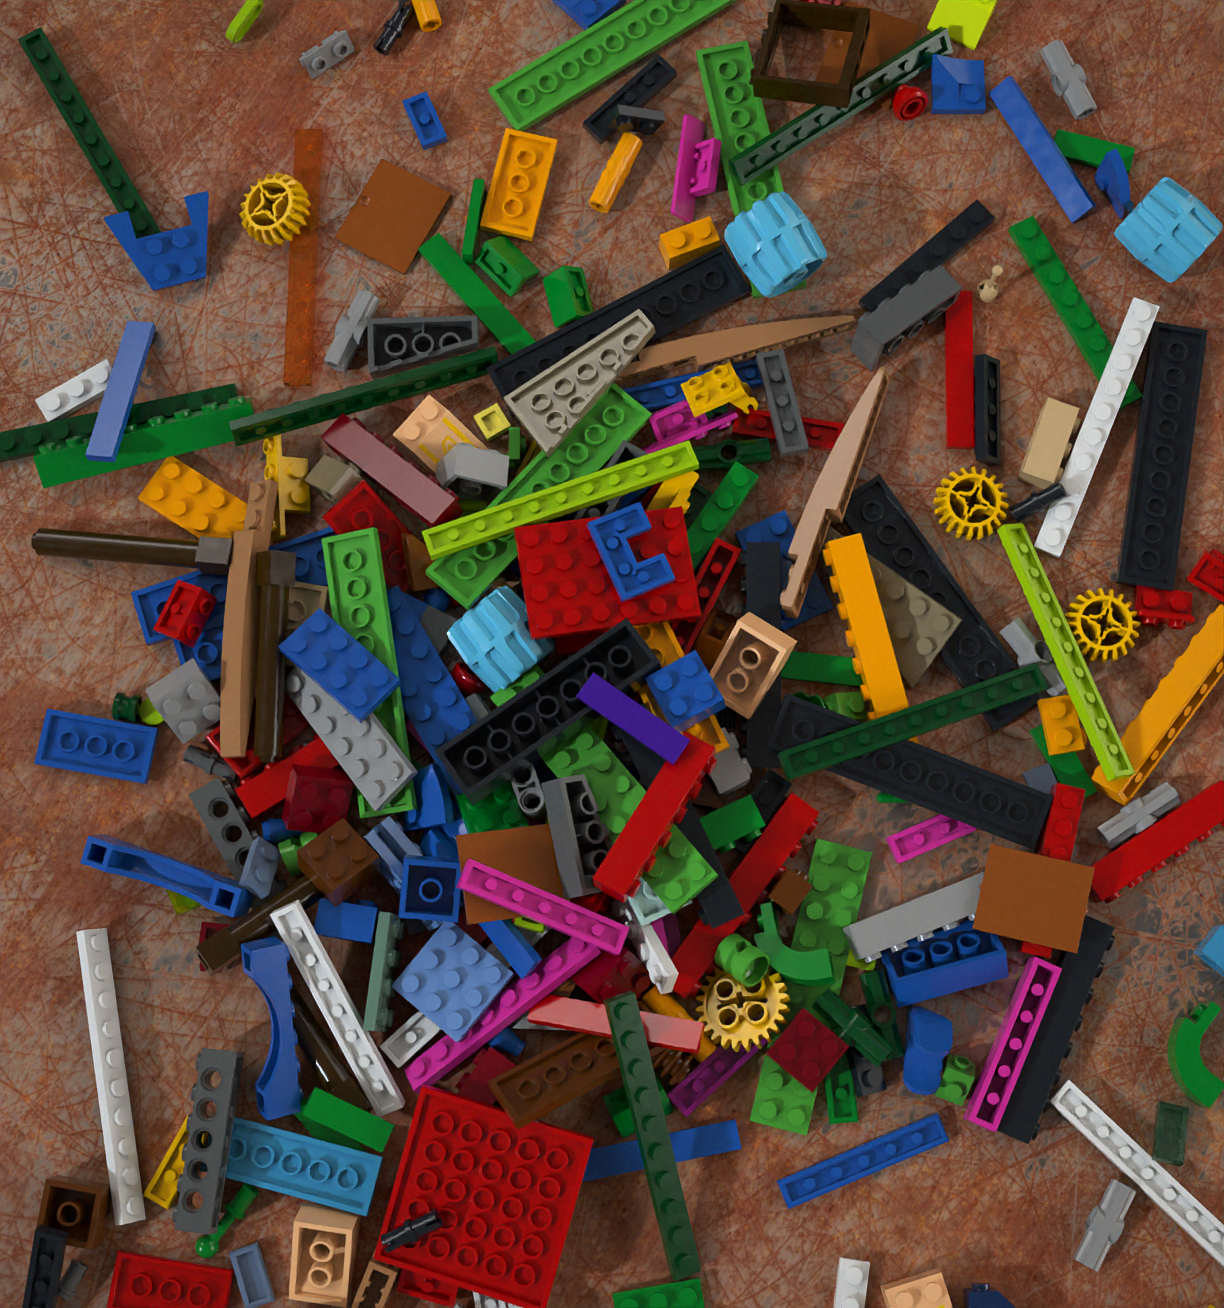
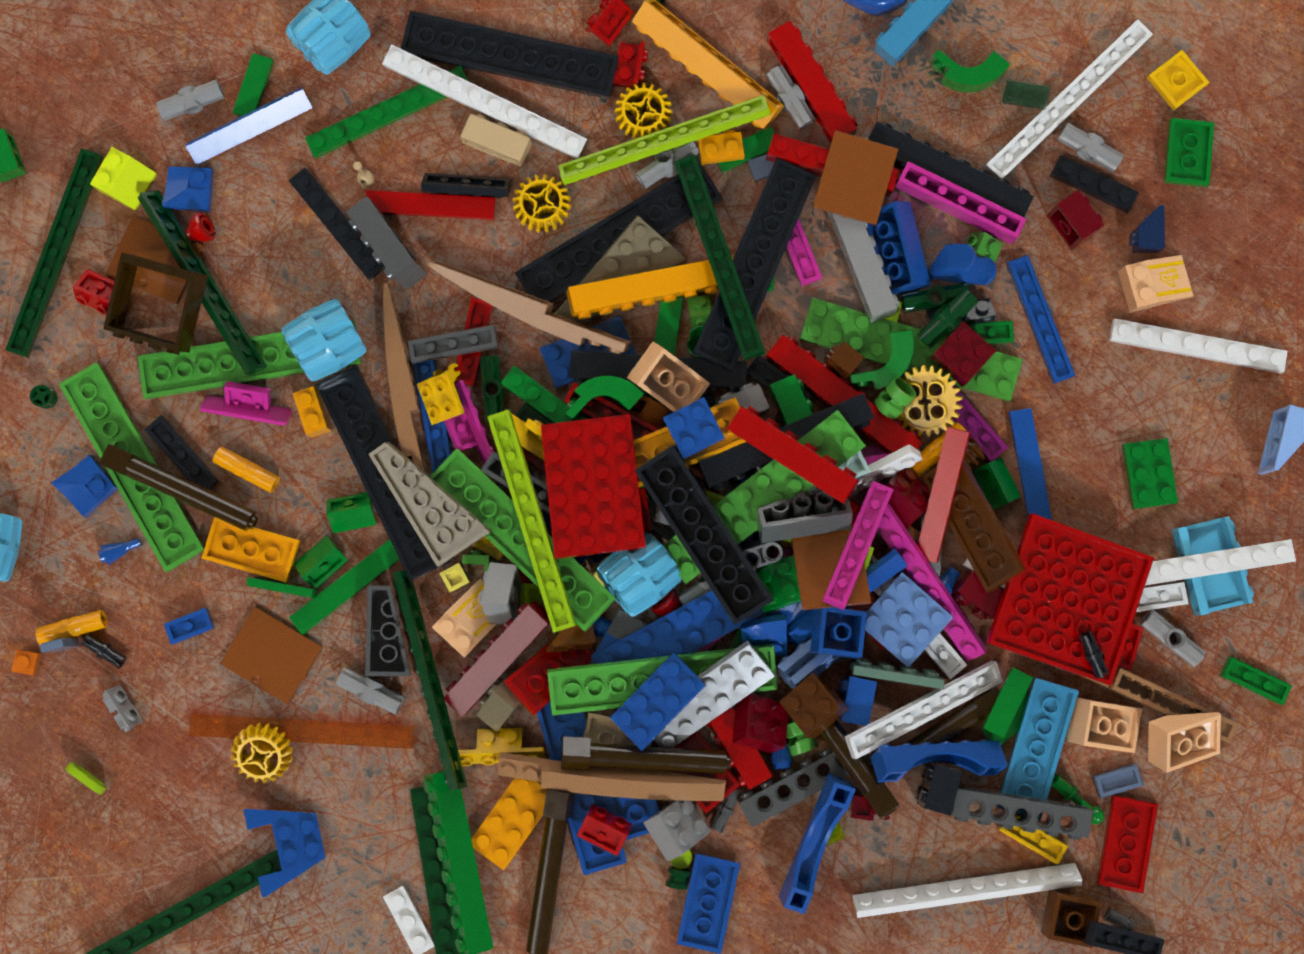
camera: 85 degrees left, 5 degrees up
(120, 391) = (415, 883): tile -> none
(238, 1032) = (938, 787): none -> black brick
(260, 867) = (814, 768): sand blue plate -> none
(509, 28) = (111, 552): none -> blue cone
(611, 537) = (570, 480): blue plate -> none
(612, 40) = (178, 488): none -> dark brown brick
(633, 718) = (717, 467): dark purple tile -> none
(635, 119) = (202, 450): black plate -> none
(652, 1135) = (1024, 471): dark green plate -> none
(736, 590) = (611, 386): none -> green arch
(1001, 1202) = (1075, 219): none -> dark red brick
(1038, 501) = (543, 151): black pin -> none
(1054, 1232) = (1093, 184): none -> black plate
(1114, 182) = (282, 70): blue plate -> none

